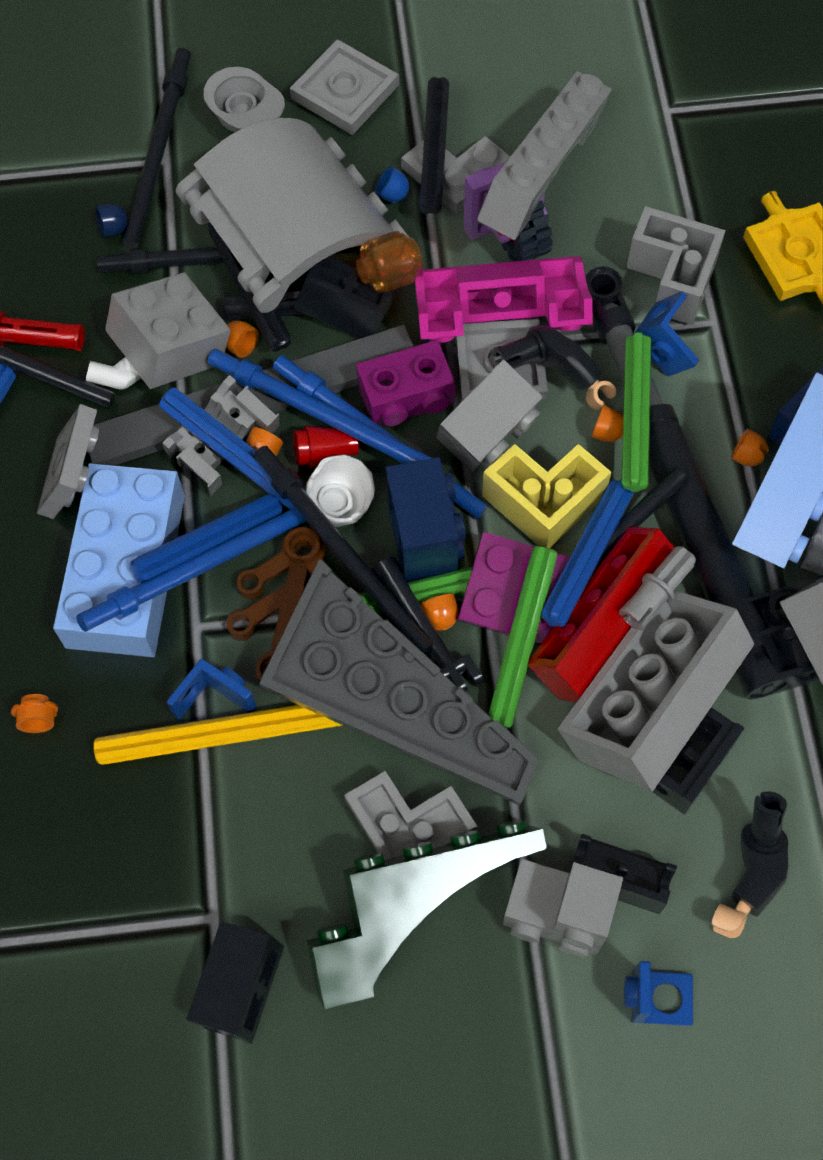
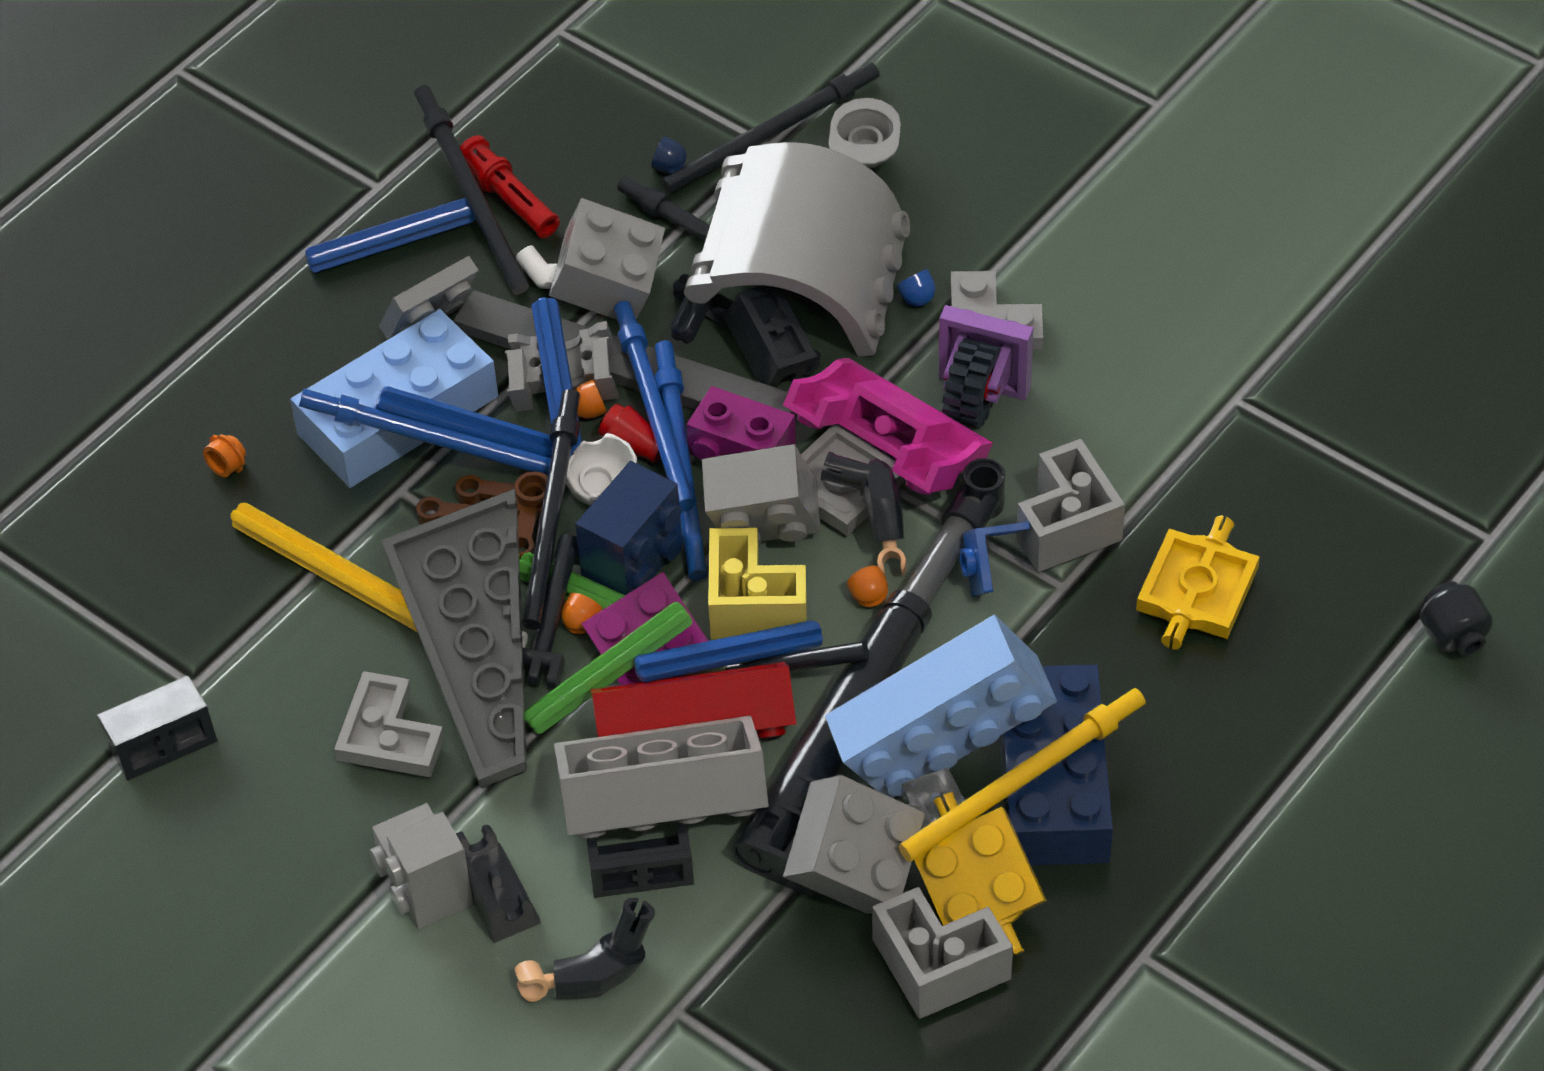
camera: 45 degrees right, 15 degrees down
(224, 681) = (359, 525): blue bracket -> none
(242, 338) = (661, 313): orange hinge -> none
(344, 86) = (972, 185): light grey plate -> none
(389, 261) = (821, 329): clear orange head -> none
(396, 895) = (313, 754): arch -> none
(434, 146) = (979, 275): black axle -> none
(542, 152) = (967, 333): light grey arch -> none
(636, 413) = (886, 582): bright green axle -> none
(639, 996) = (410, 967): blue bracket -> none
(657, 588) = (739, 705): light grey axle -> none

